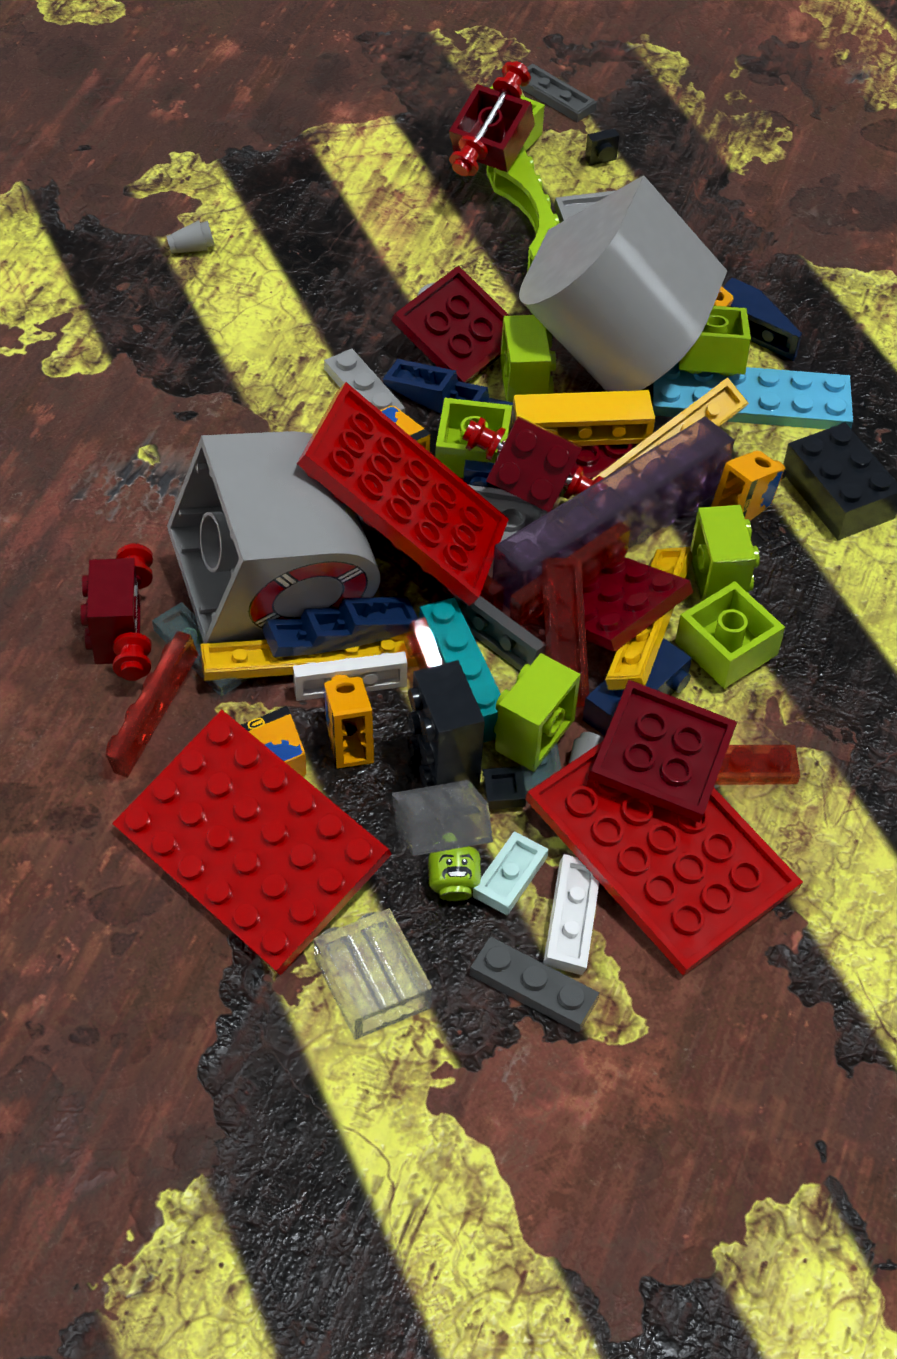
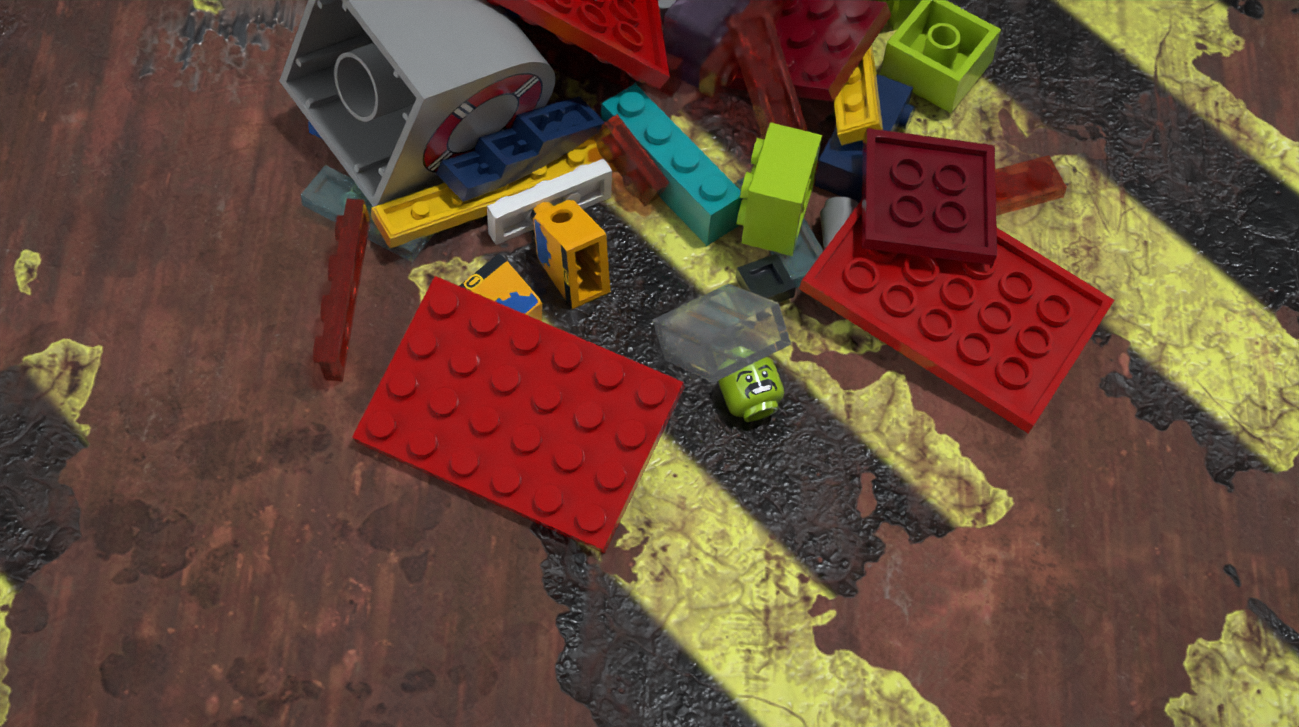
camera: 20 degrees left, 5 degrees up
(115, 611) = (259, 196): dark red brick -> none
(372, 973) = (708, 521): clear brick -> none
(445, 726) = (690, 230): black brick -> none
(501, 633) = (701, 113): dark grey plate -> none
(510, 873) = (809, 373): light aqua plate -> none
(534, 984) = (879, 485): dark grey plate -> none
(571, 917) = (892, 402): white plate -> none

